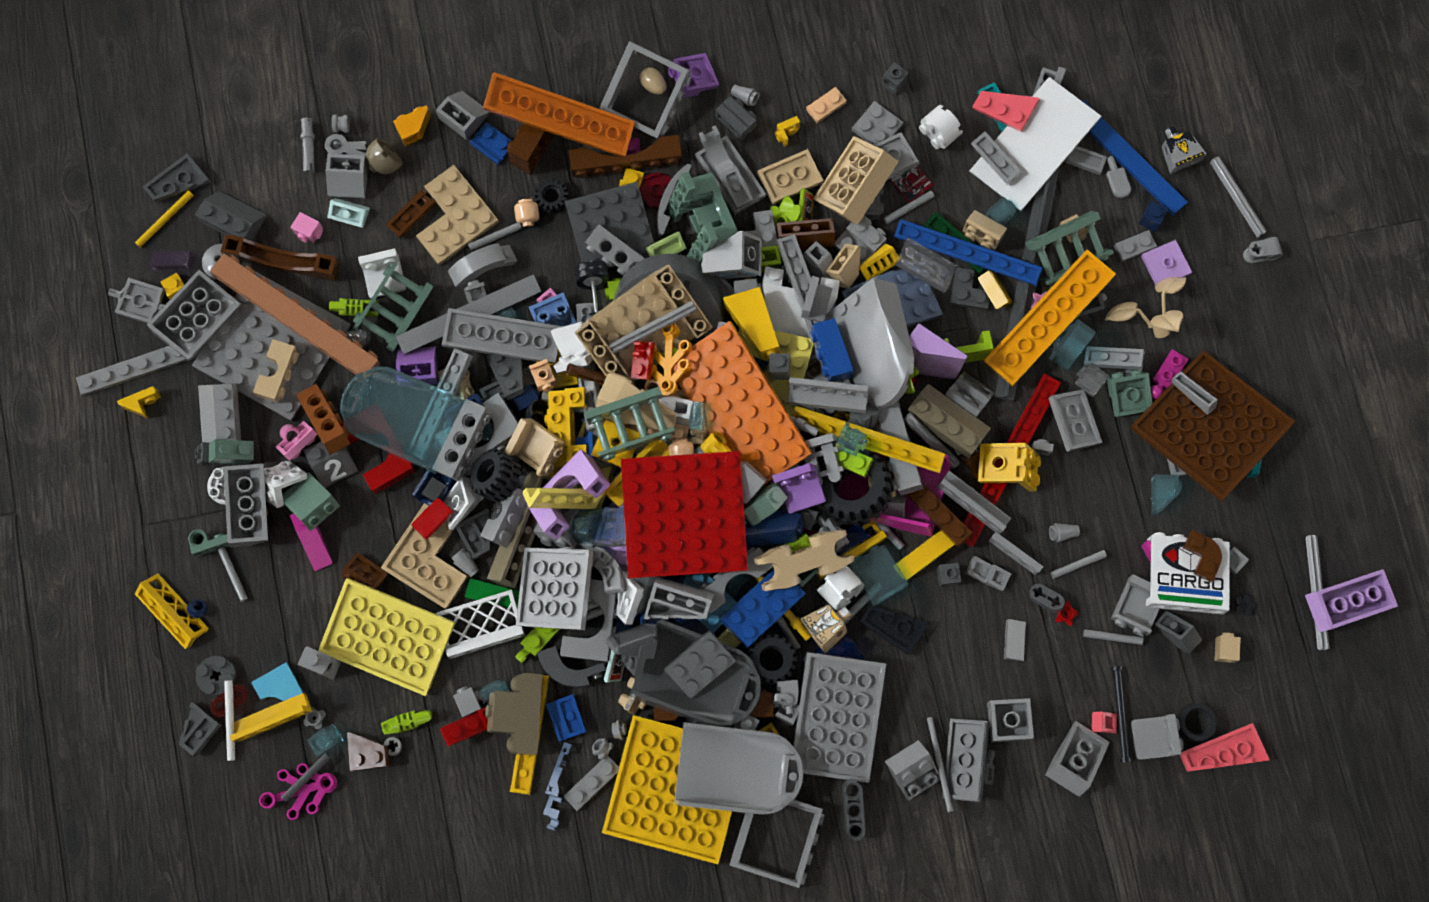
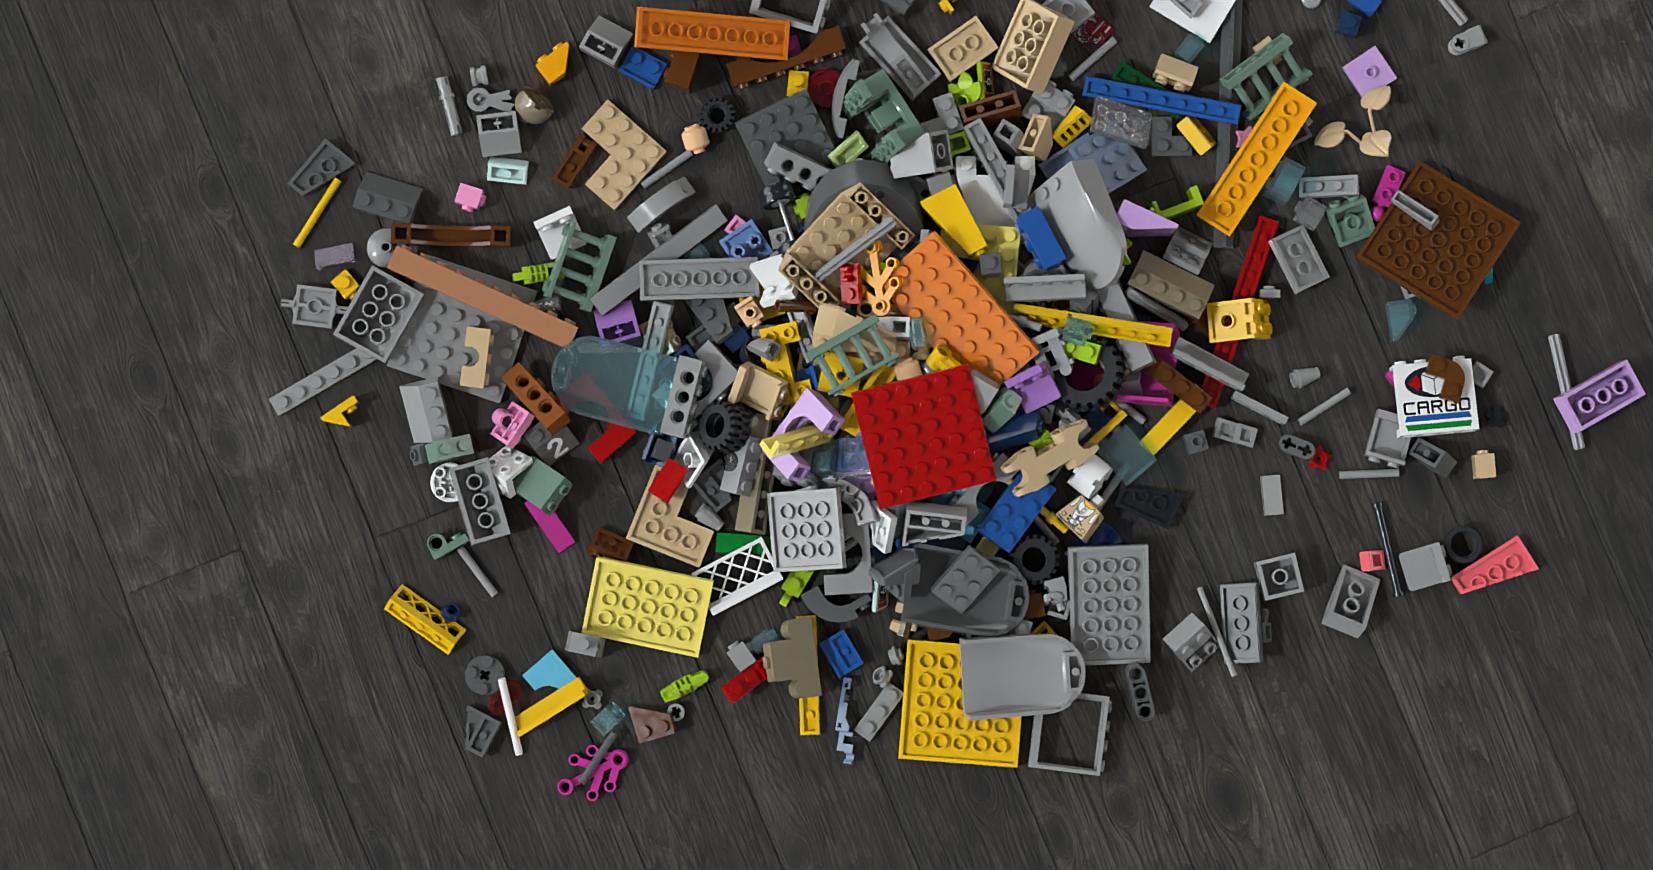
camera: 10 degrees left, 10 degrees up
(549, 407) = (765, 348): none -> light grey brick
(1135, 246) = (1334, 59): light grey plate -> none

